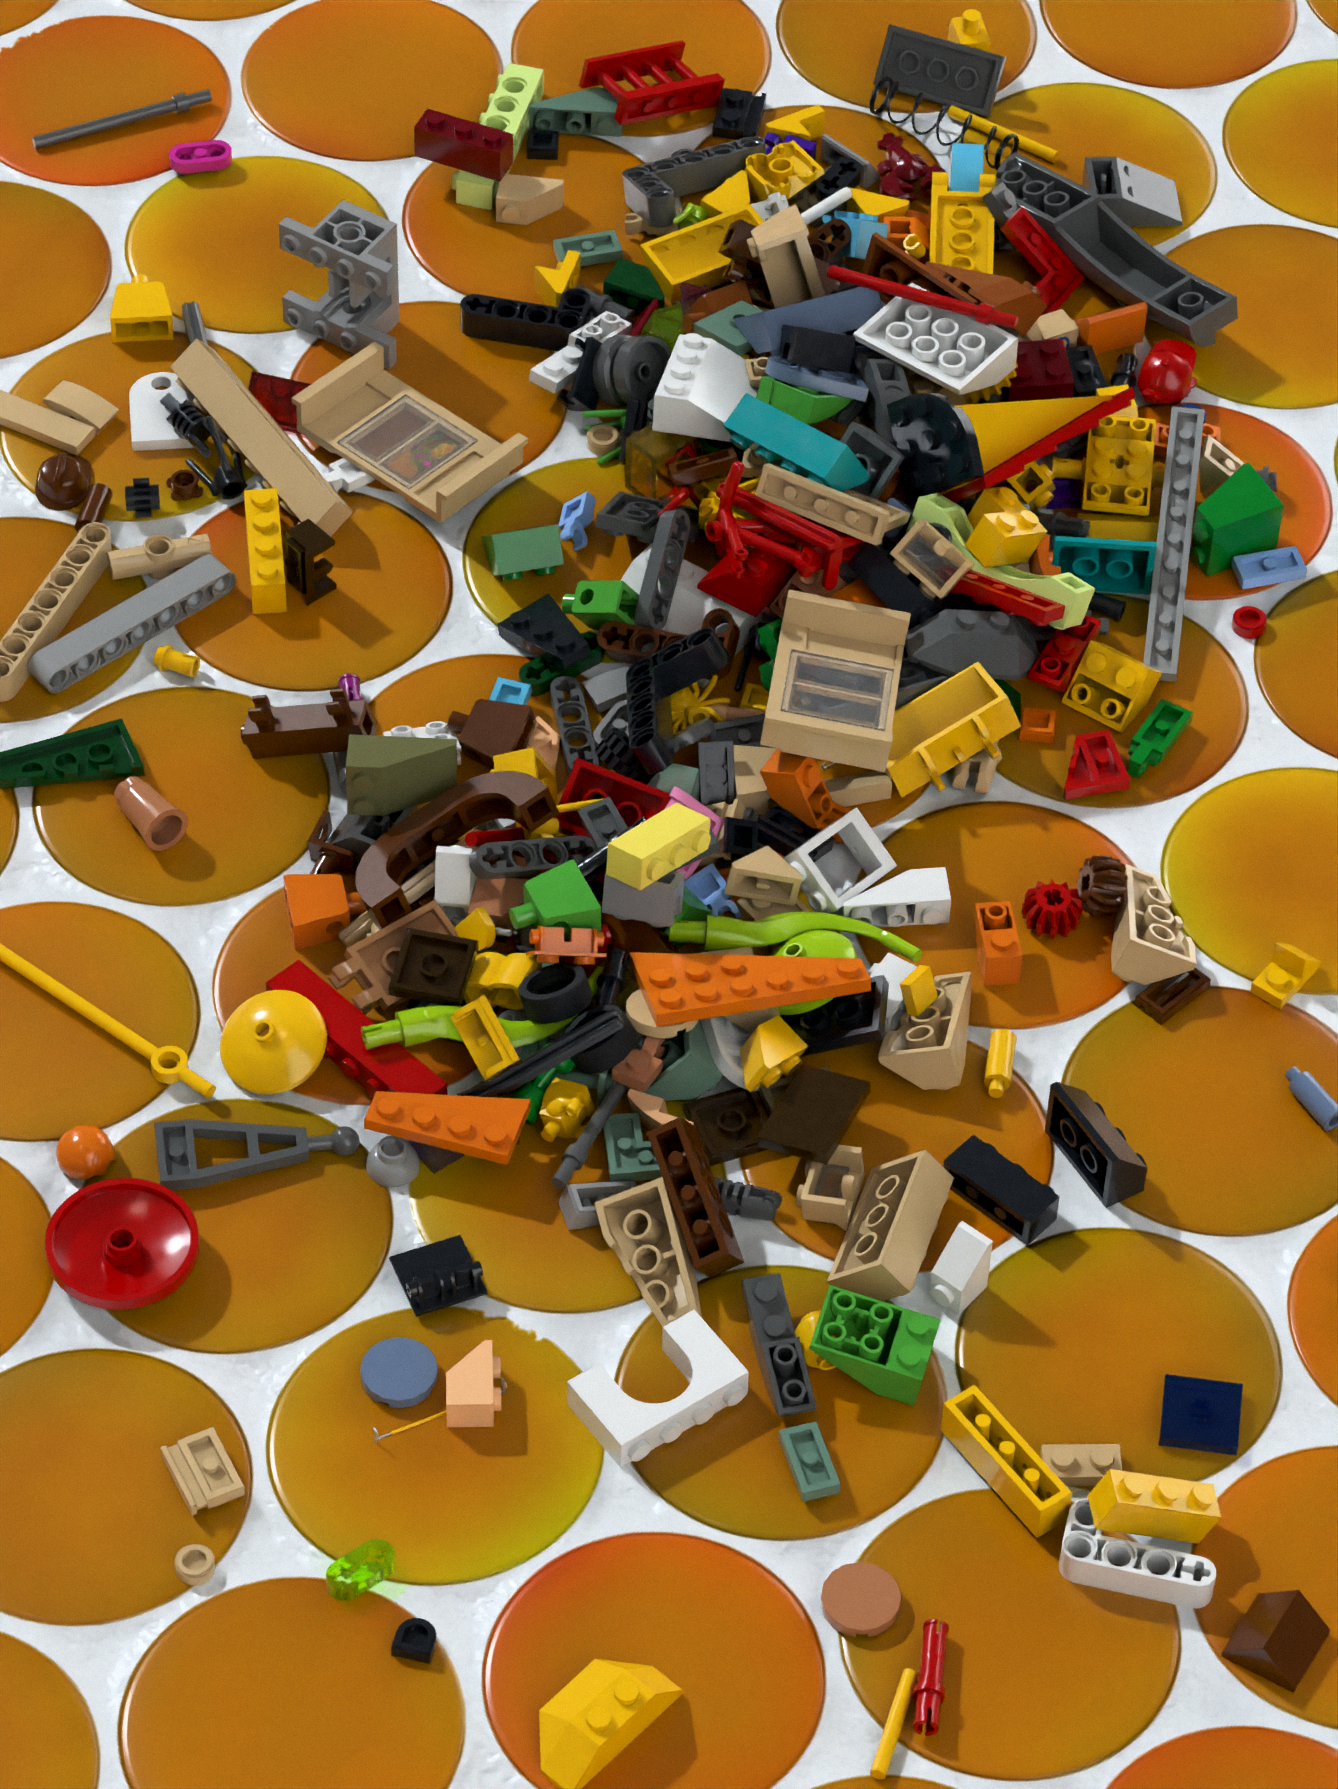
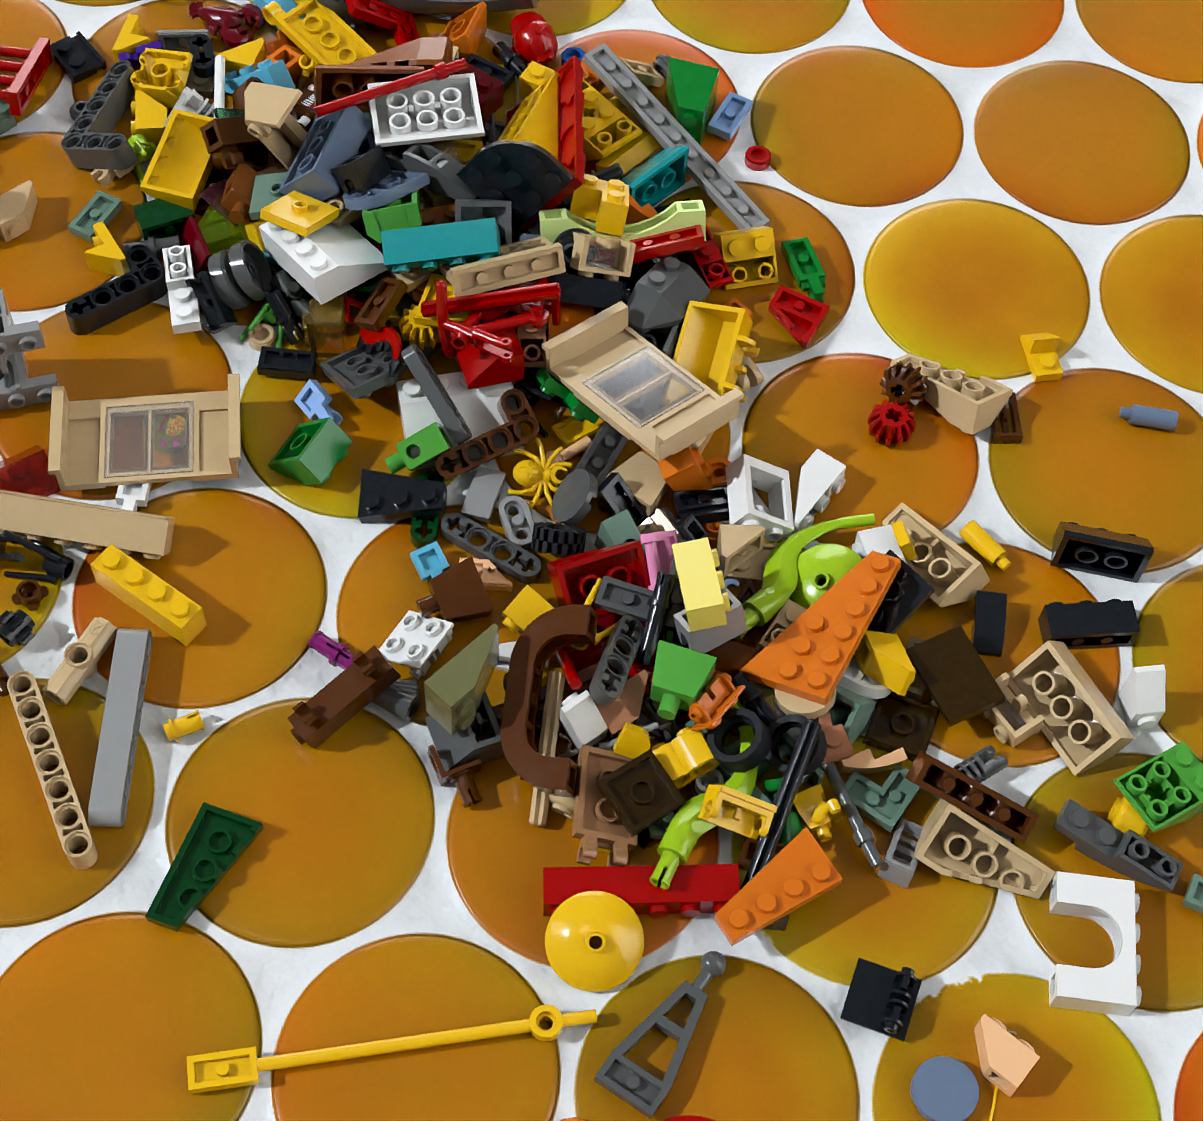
camera: 50 degrees left, 10 degrees up
(151, 814) = (307, 853): nougat plant -> none
(302, 545) = (192, 575): dark brown window -> none
(318, 907) = (498, 816): orange torso -> none
(392, 1162) = (757, 952): light grey piece -> none
(595, 472) = (287, 363): none -> black plate
(650, 689) = (514, 470): black beam -> none
(719, 344) = (299, 213): none -> yellow plate
(910, 1117) = (989, 623): none -> black slope
(997, 943) = (896, 470): orange slope -> none

